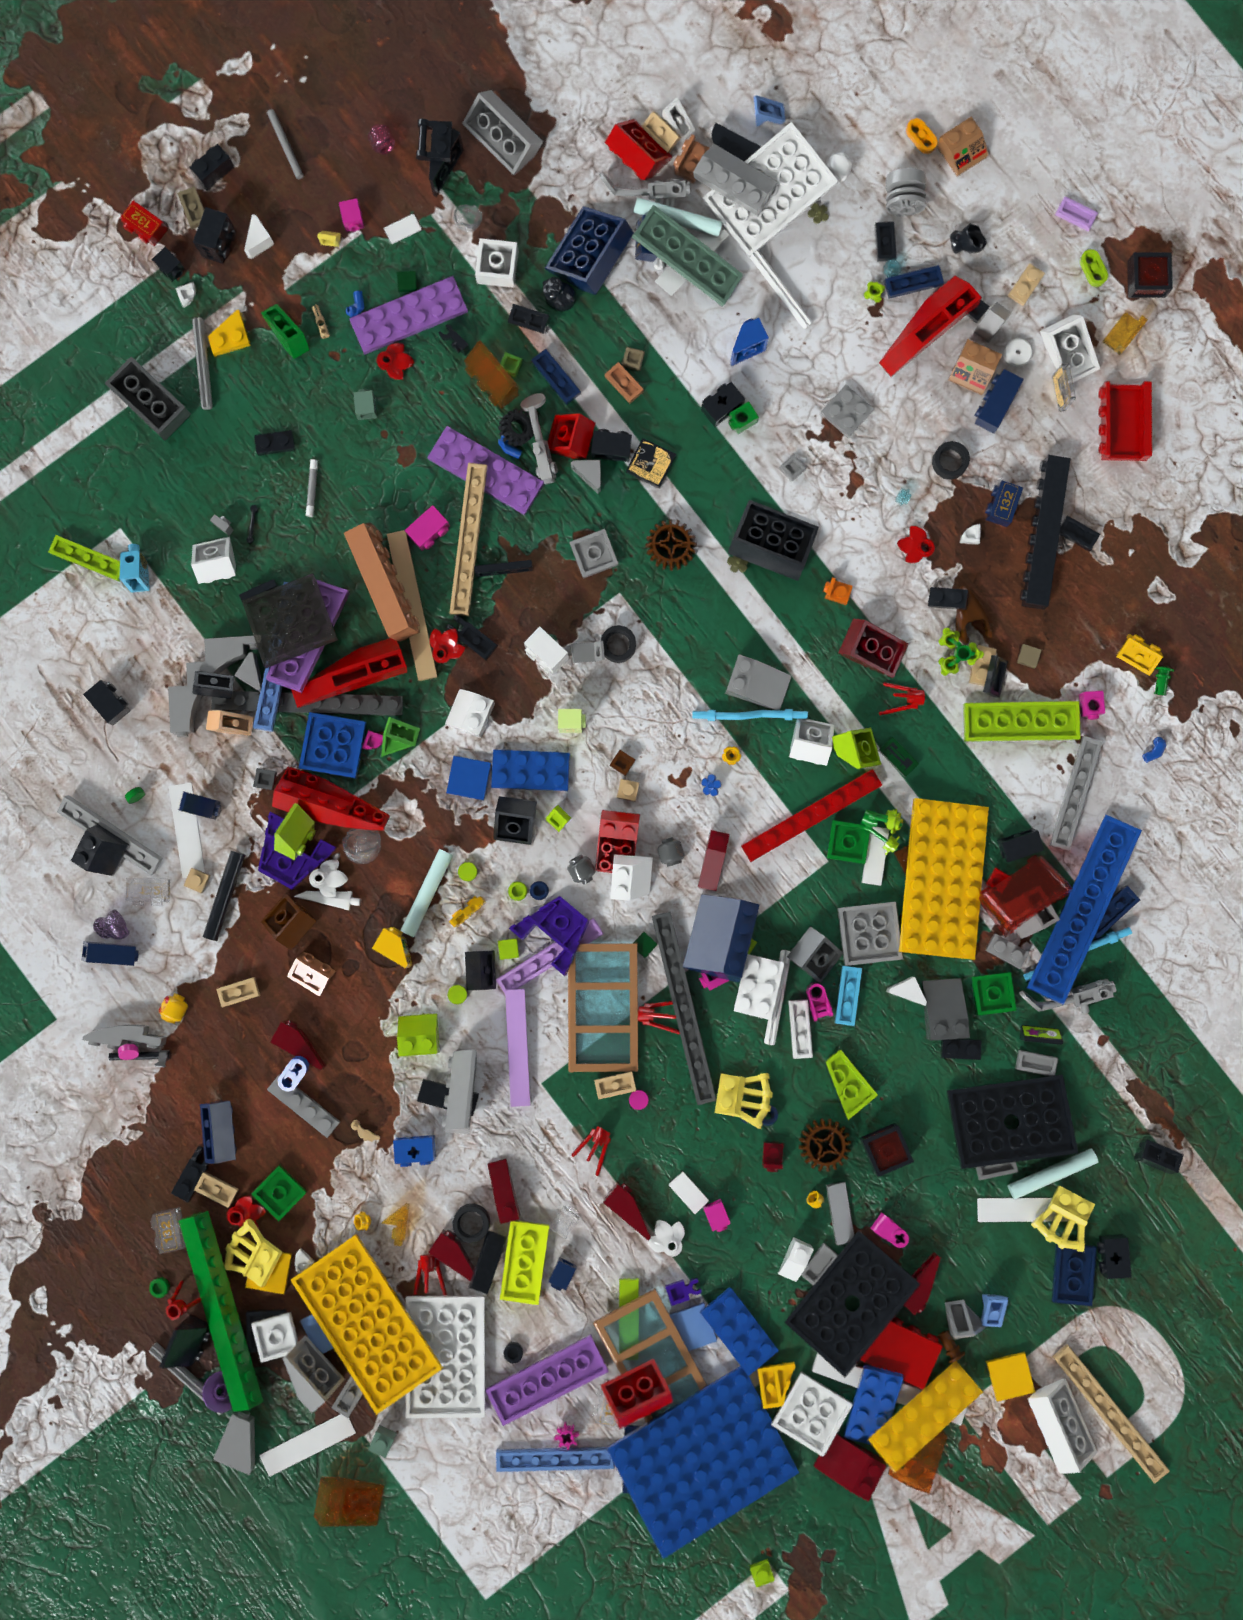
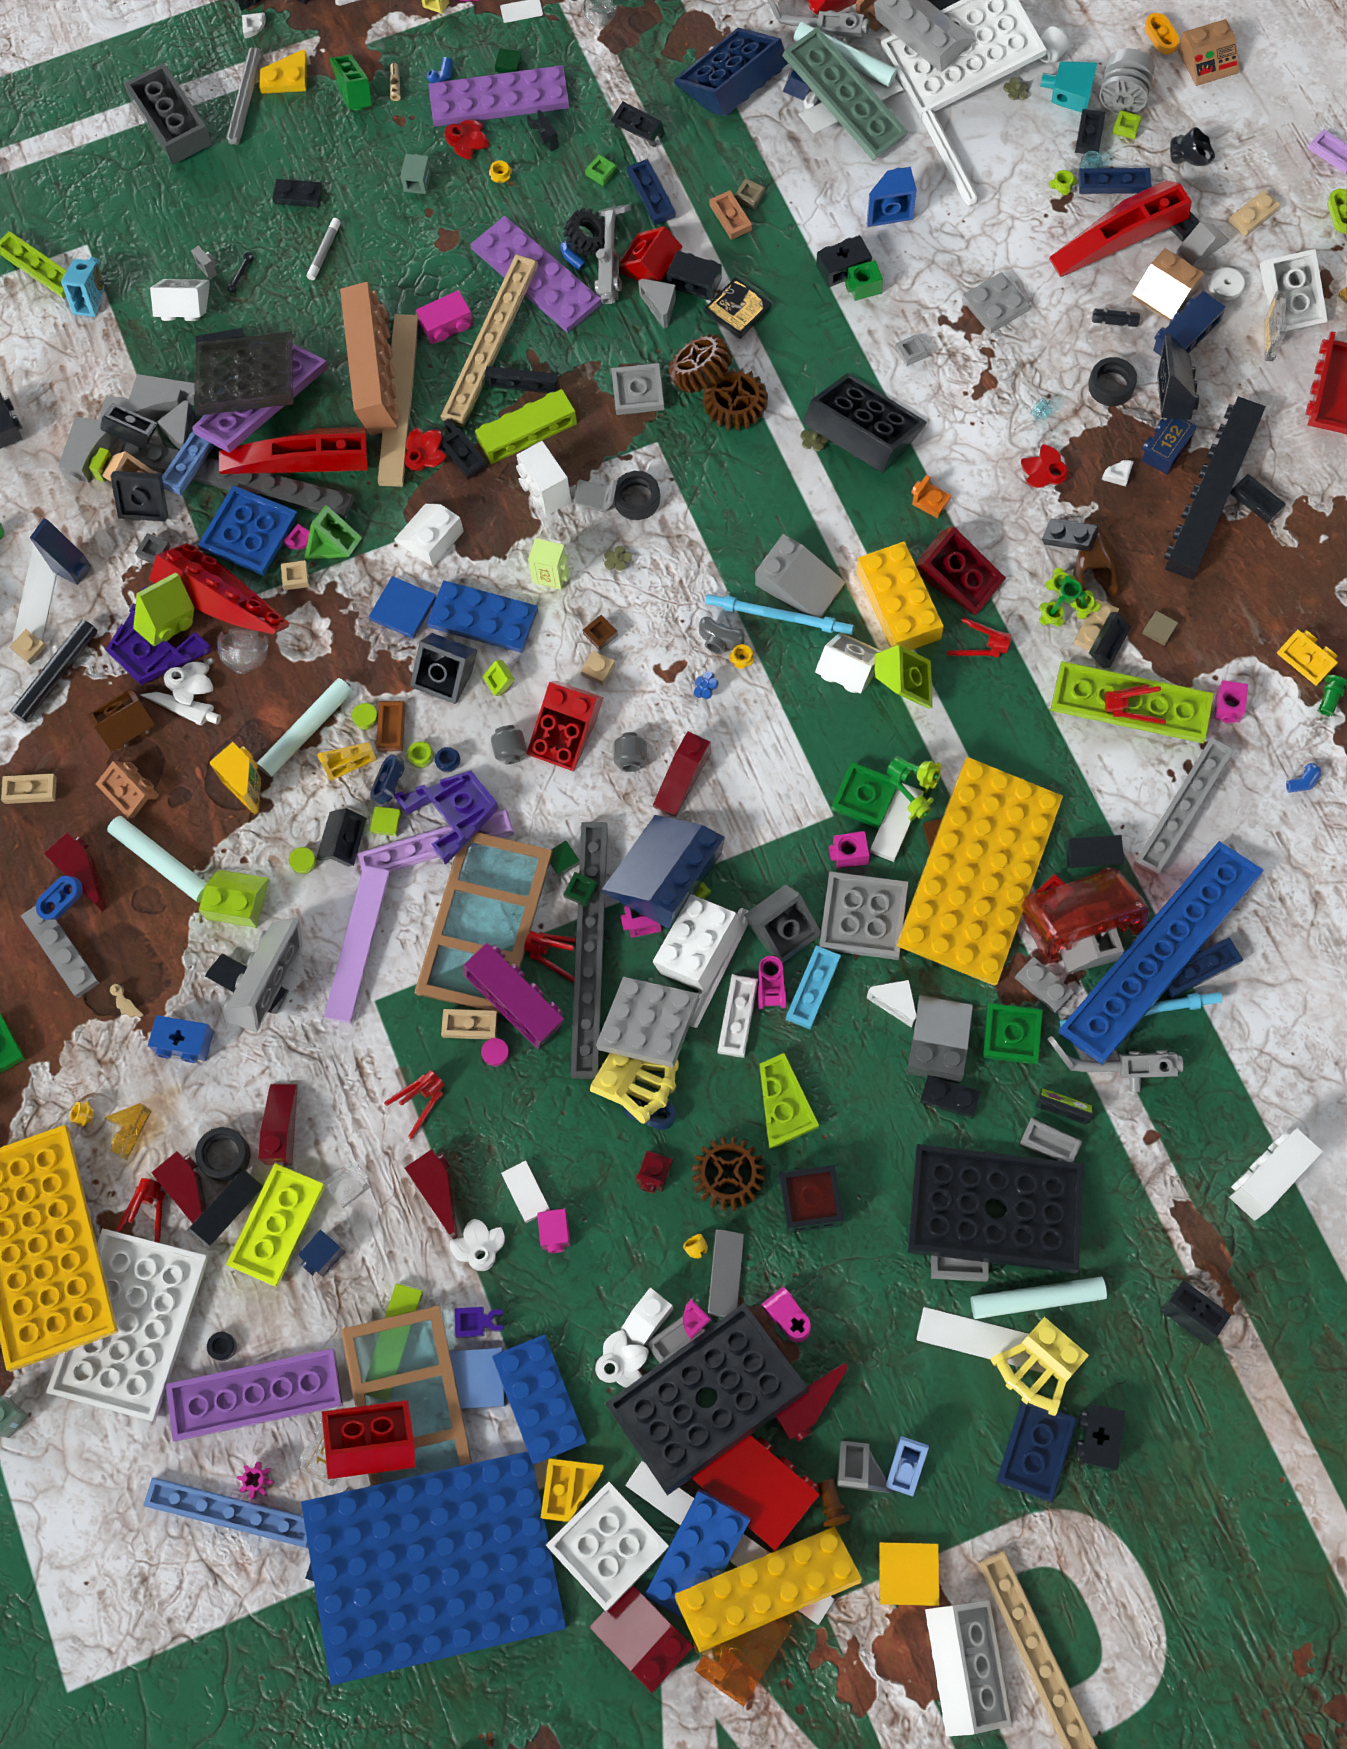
camera: 20 degrees right, 15 degrees down
(200, 718) = (99, 463): none -> lime plate
(241, 741) = (139, 496): none -> black plate
(353, 1021) = (157, 857): none -> light aqua piece
(380, 773) = (295, 575): none -> tan plate
(426, 386) = (500, 167): none -> yellow plate
(489, 874) = (390, 726): none -> dark orange tile
(490, 376) = (573, 170): clear orange slope -> none
(496, 263) = (617, 59): white brick -> none
(500, 918) = (387, 778): none -> dark blue plate
(518, 606) = (526, 426): none -> lime brick
(559, 294) = (681, 108): black hair -> none
(617, 698) = (617, 558): none -> olive plant
(630, 877) = (568, 766): white slope -> none
(638, 524) = (700, 363): none -> reddish brown gear
(641, 1062) = (512, 995): none -> magenta brick
(666, 968) = (581, 889): none -> dark green tile
(710, 744) = (719, 636): none -> dark grey piece
(741, 1053) = (648, 1022): none -> light grey plate
(788, 1288) = (625, 1358): none -> white plate
(811, 815) = (825, 753): red plate -> none
(828, 1251) = (694, 1319): none -> dark pink tile
(835, 681) = (899, 597): none -> yellow brick
(854, 881) = (854, 840): none -> dark pink brick
(861, 201) = (1071, 84): none -> teal torso
(898, 757) = (958, 709): dark green tile -> none
(912, 226) = (1127, 124): none -> lime tile
(940, 403) = (1116, 317): none -> black axle
(1000, 455) = (1176, 381): none -> black slope
(1013, 727) = (1117, 700): none -> red plant
(1193, 1050) = (1274, 1173): none -> white brick

